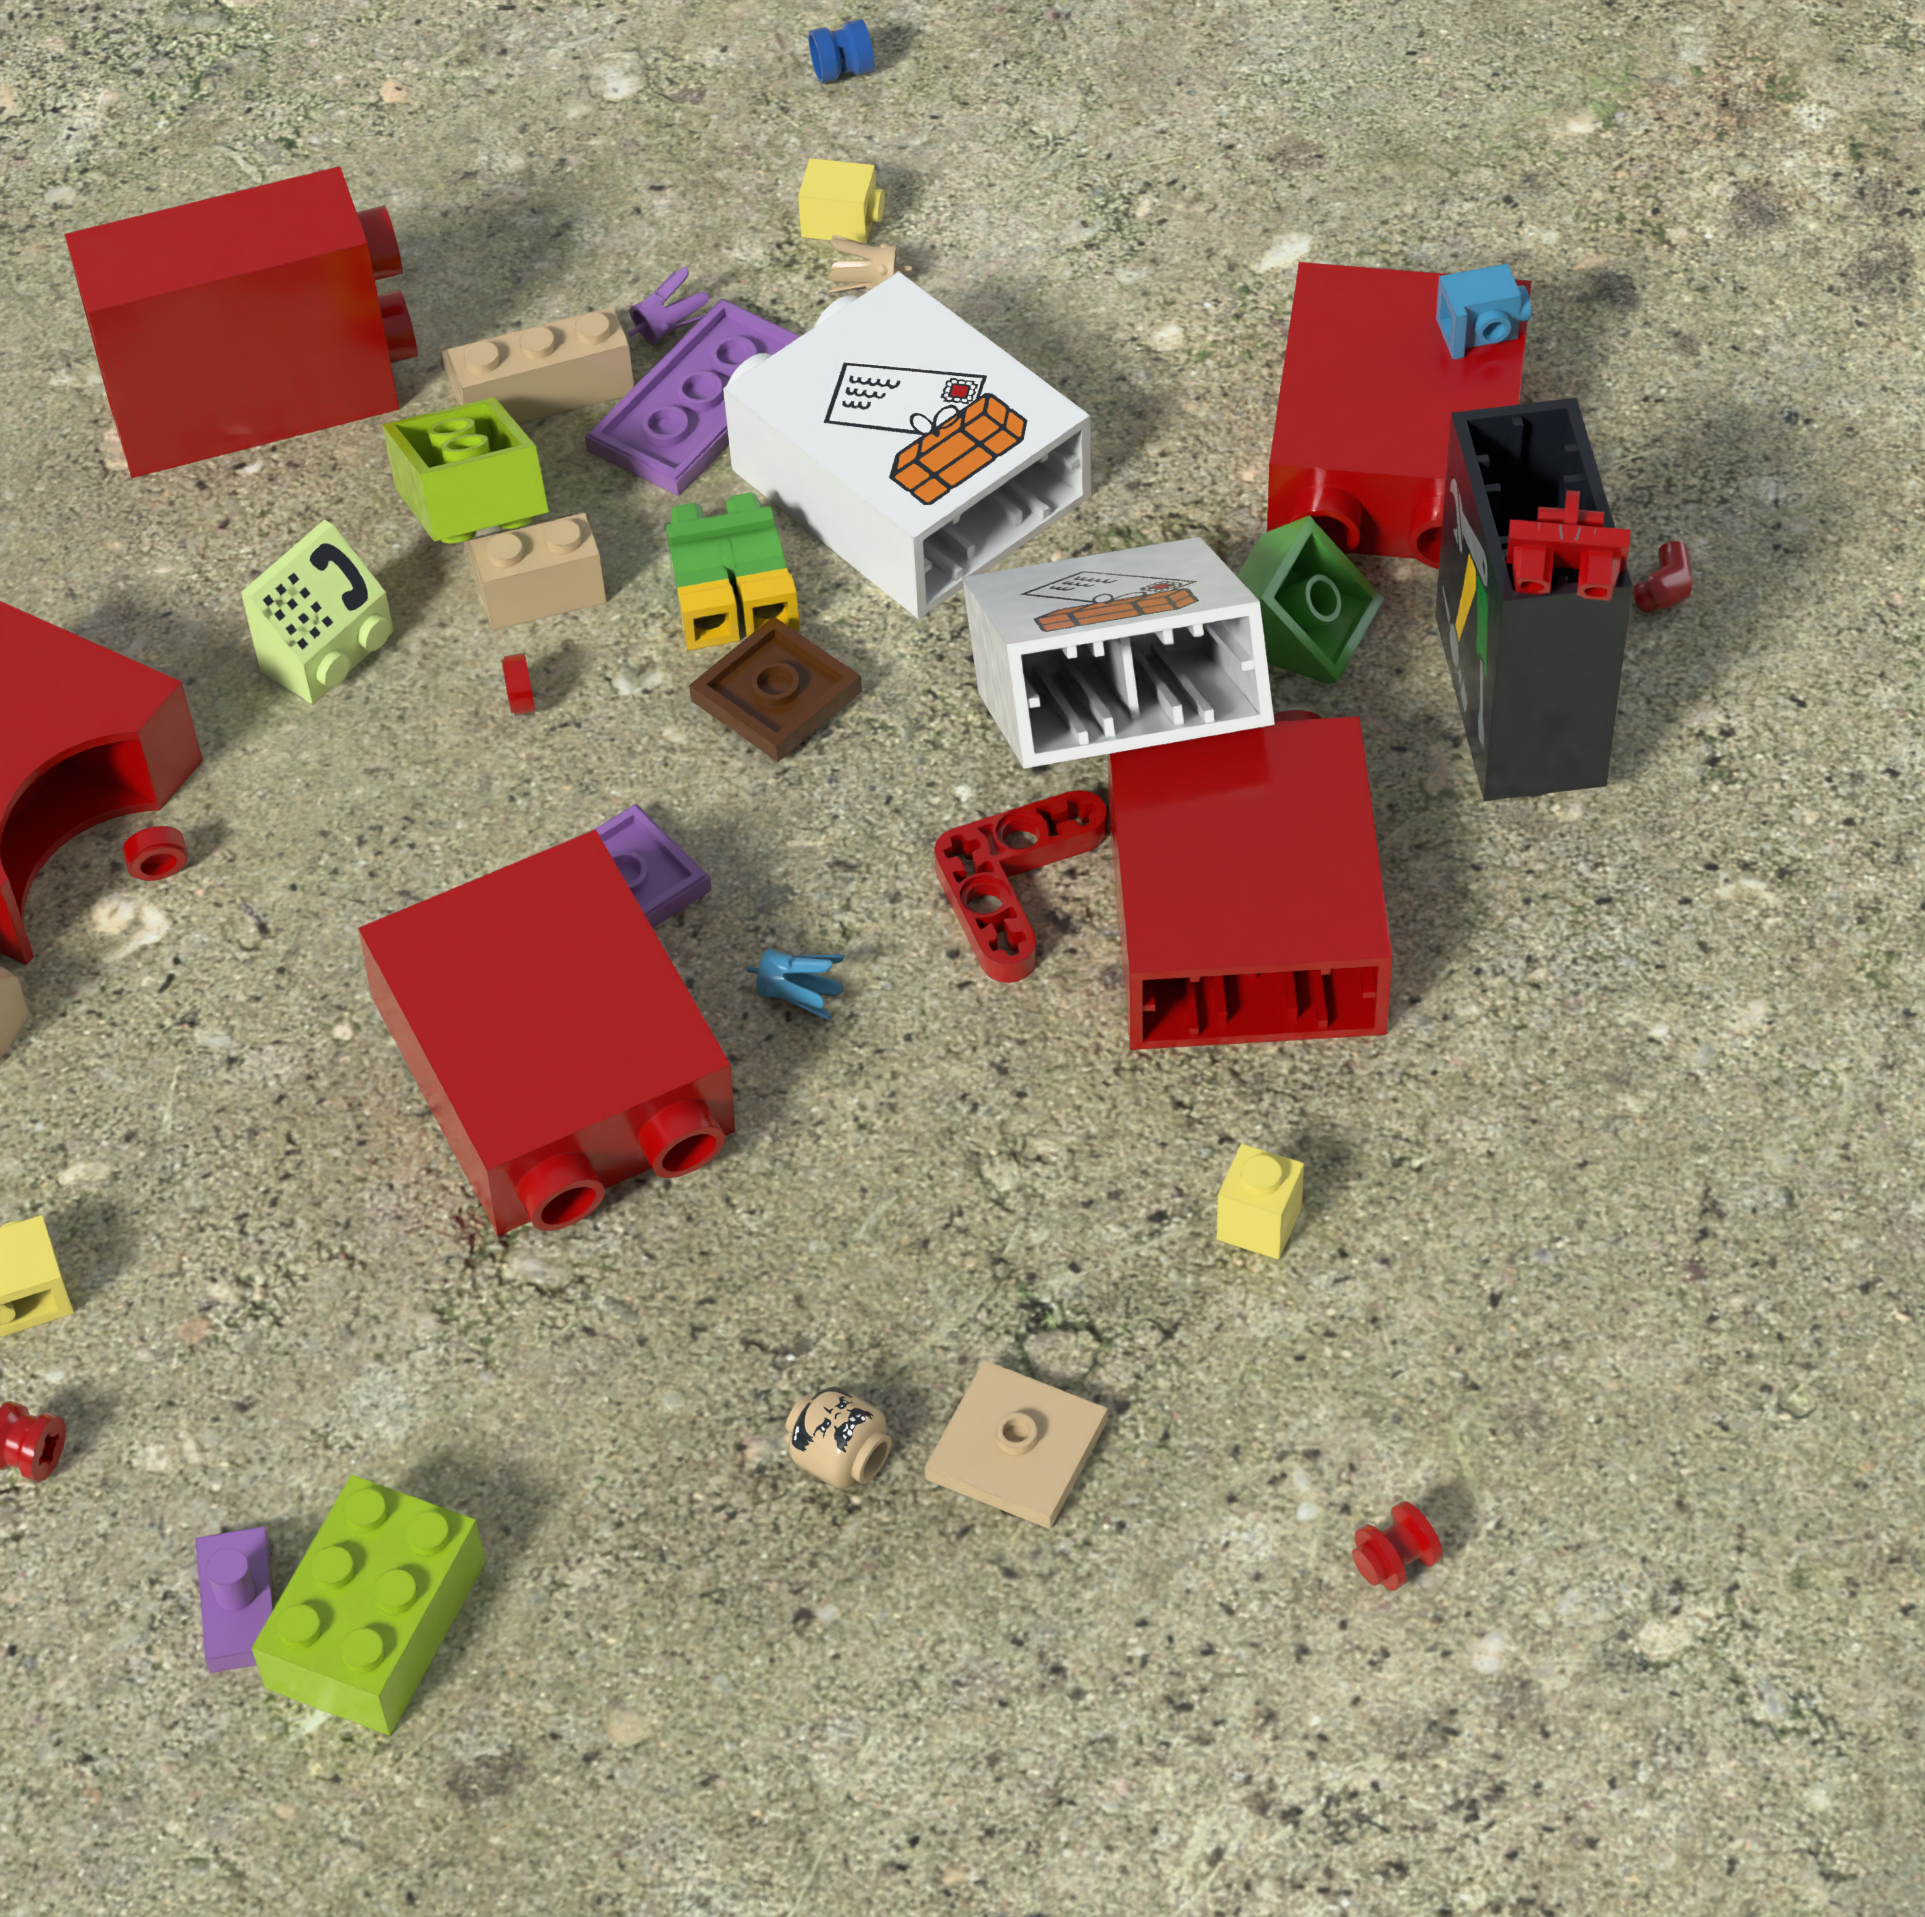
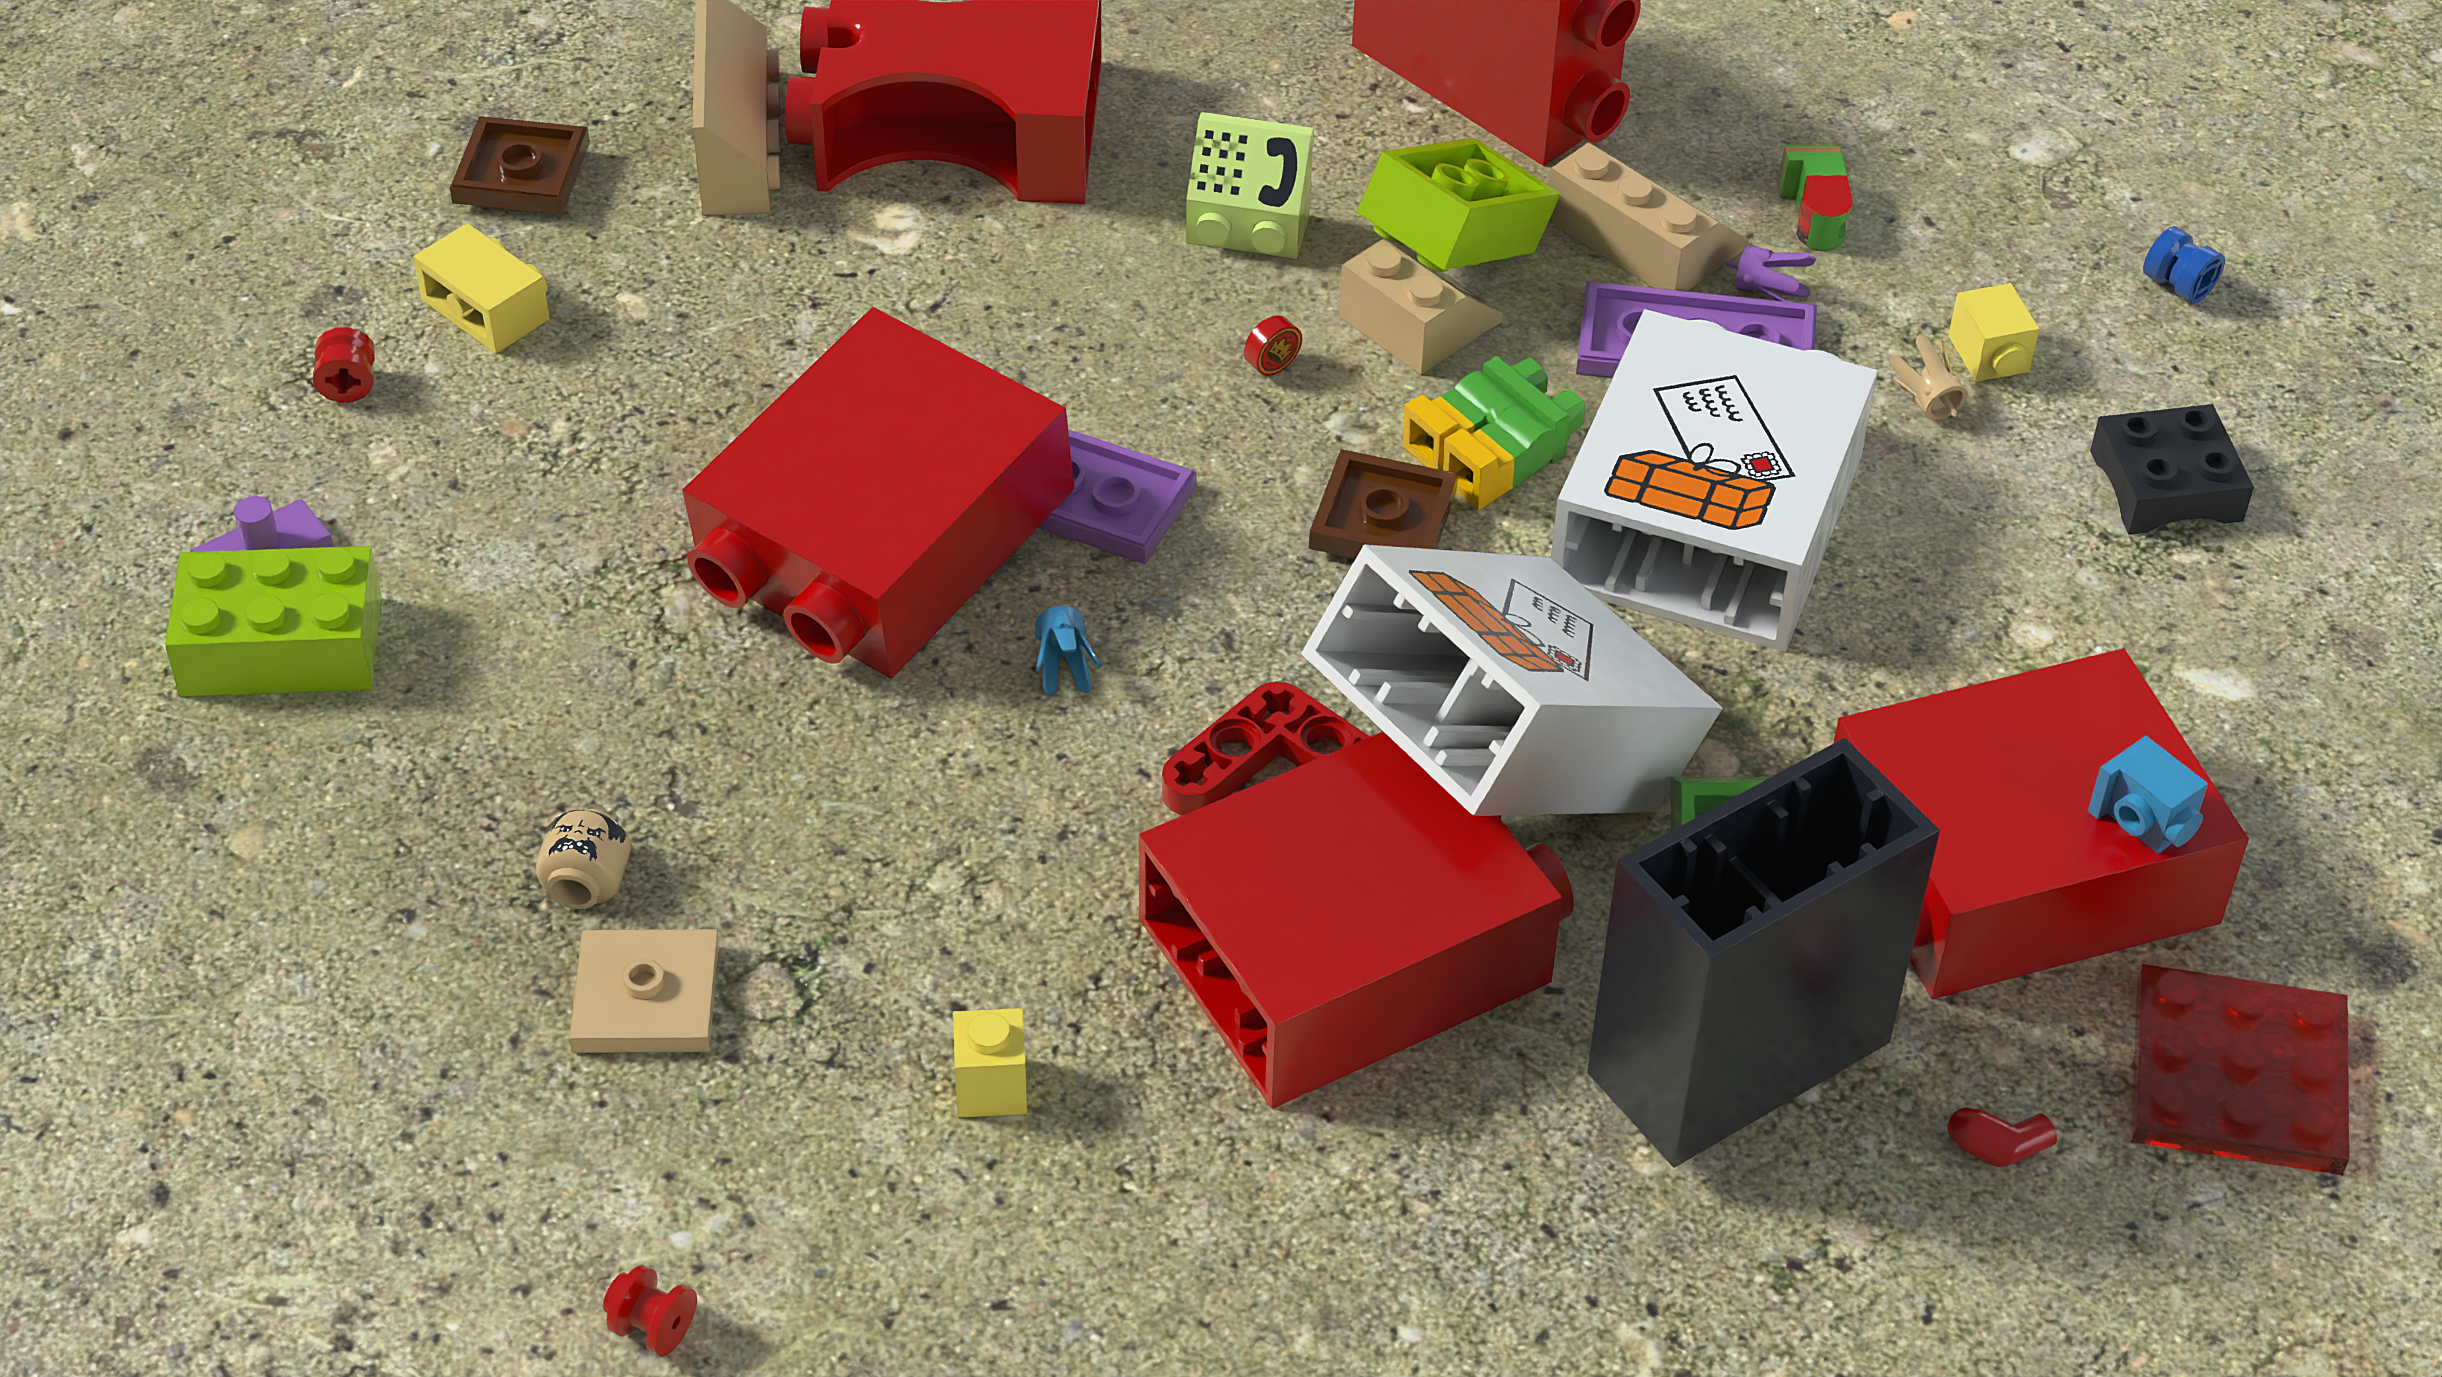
camera: 60 degrees right, 5 degrees down
(155, 853) = (955, 206): red tile -> none
(591, 236) = (1821, 190): none -> leg
(1058, 165) = (2171, 467): none -> black brick
(1570, 541) = (1702, 900): red hips -> none
(1678, 414) = (2241, 1069): none -> clear red plate

